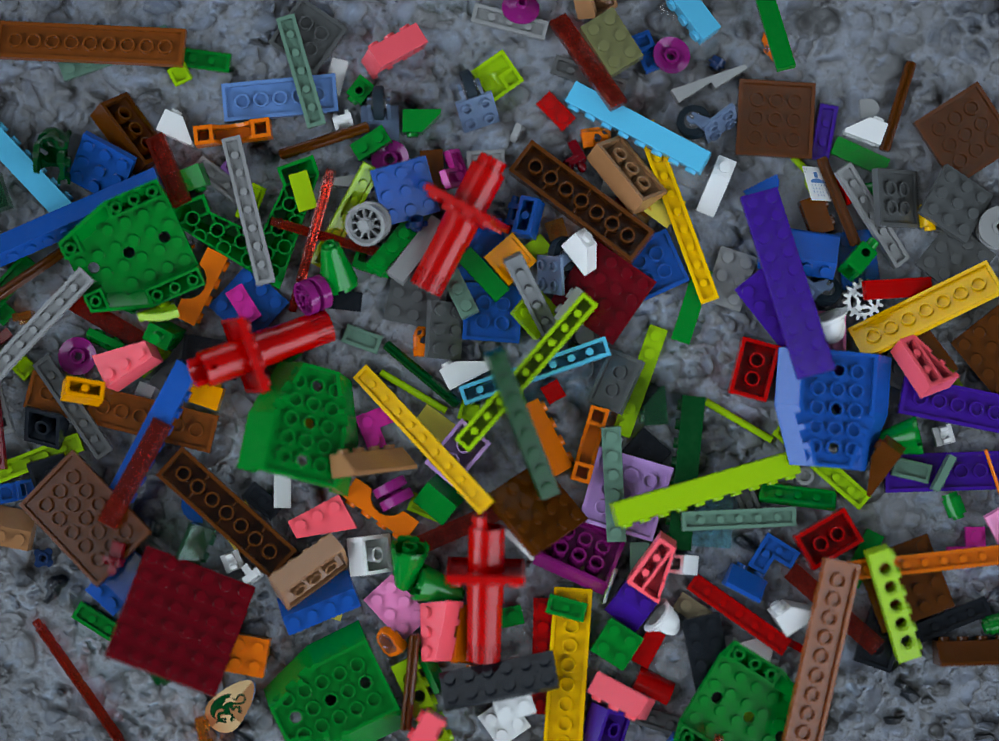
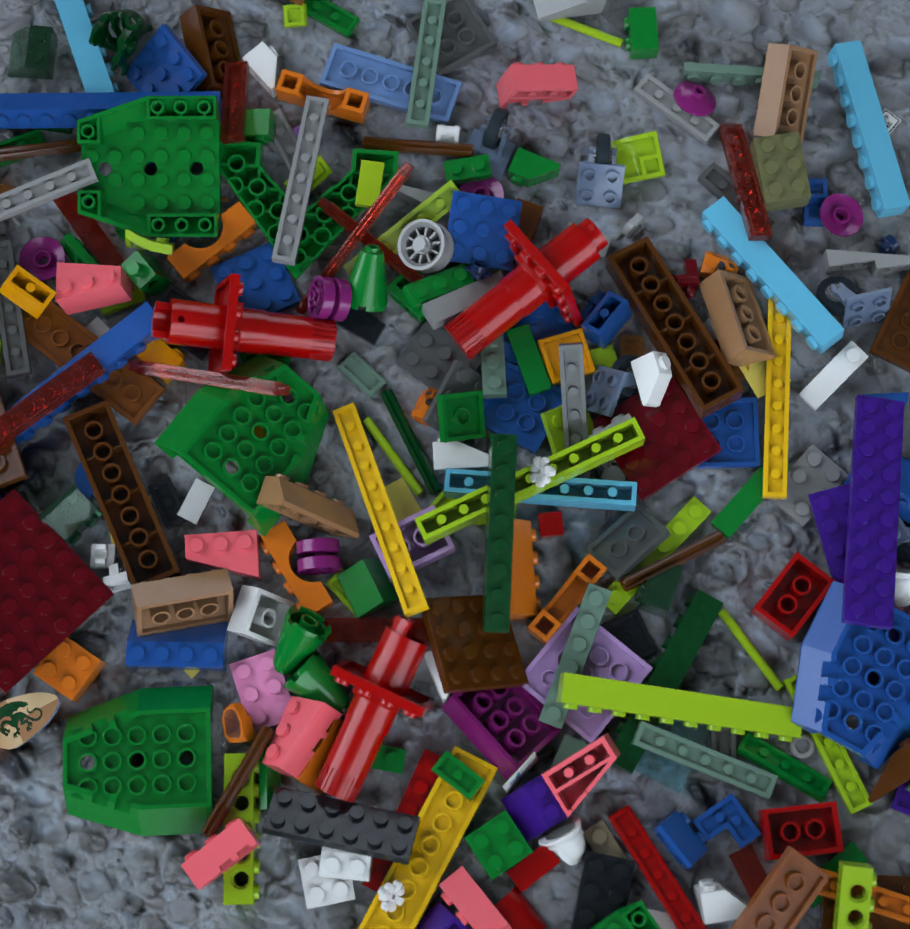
camera: 25 degrees right, 10 degrees down
(243, 303) = (249, 273): dark pink plate -> none
(252, 399) = (209, 378): none -> clear red piece
(338, 67) = (469, 83): white sticker -> none
(360, 82) = (476, 118): green brick -> none
(370, 426) = (329, 471): dark pink plate -> none
(452, 342) = (461, 416): none -> green plate
(453, 176) = (550, 227): dark pink plate -> none
(532, 365) = (541, 471): none -> white plant
(556, 111) = (686, 223): red plate -> none
(556, 714) = (390, 895): none -> white plant
(654, 381) = (678, 557): none -> reddish brown axle
(684, 564) = (616, 786): white slope -> none

